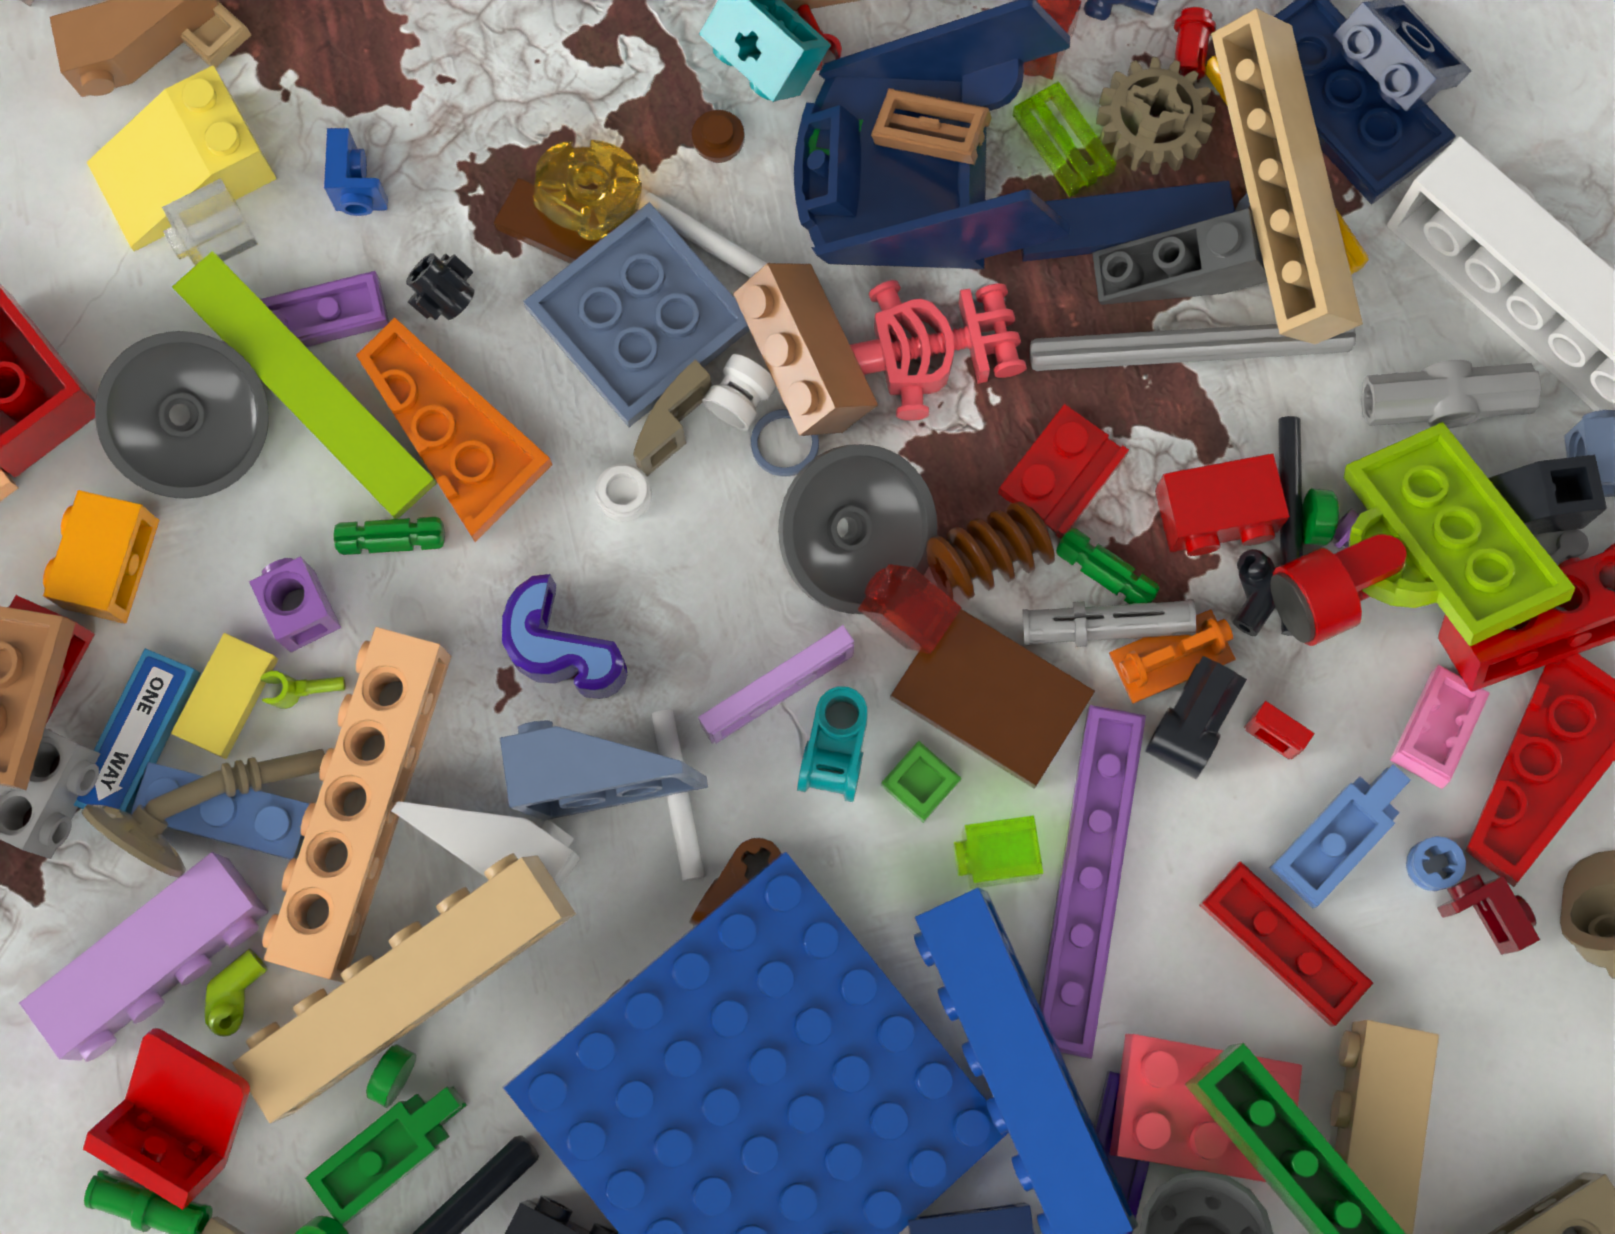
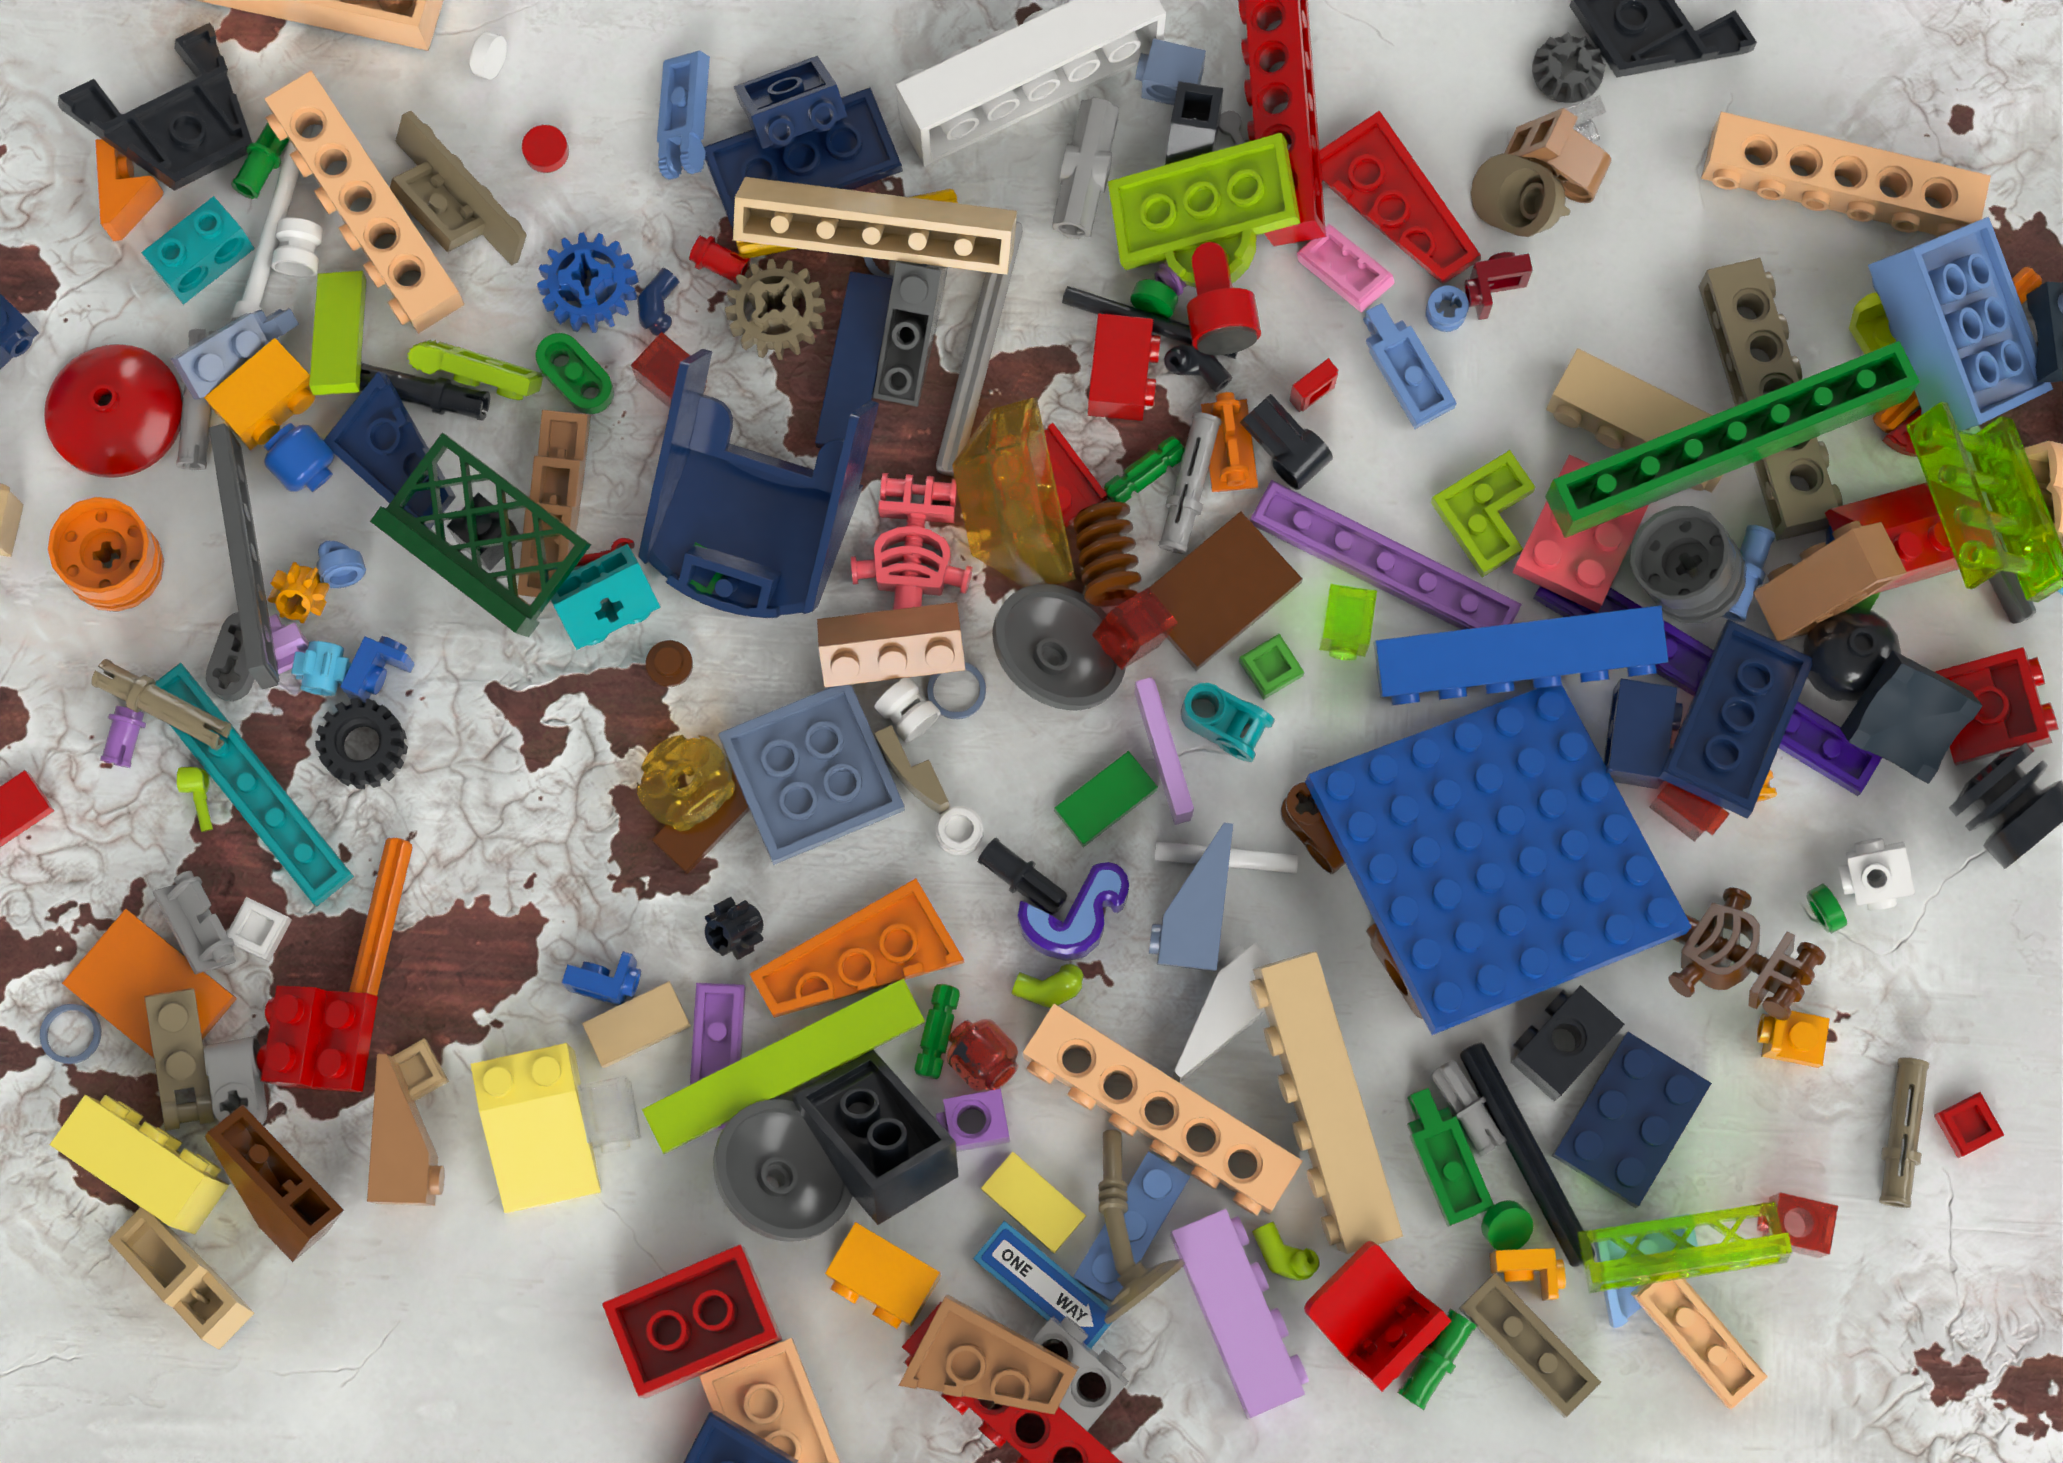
camera: 75 degrees left, 0 degrees up
(247, 501) = (878, 1136): none -> black slope
(295, 688) = (1046, 1134): lime hand -> none
(316, 227) = (636, 1024): none -> tan tile
(369, 588) = (982, 1054): none -> clear red head
(390, 1075) = (1389, 1139): green tile -> none
(453, 1161) = (1467, 1108): none -> light grey axle
(467, 645) = (1053, 990): none -> lime arm
(587, 574) = (1022, 877): none -> black axle
(706, 237) = (765, 694): white bar -> none
(706, 639) = (1105, 799): none -> green tile
(928, 145) = (743, 496): medium nougat tile -> none
(1021, 430) = (1013, 497): none -> clear yellow wedge
(1085, 174) = (771, 403): clear neon green tile -> none
(1189, 965) = (1474, 508): none -> lime plate
(1286, 944) = (1475, 437): red tile -> none

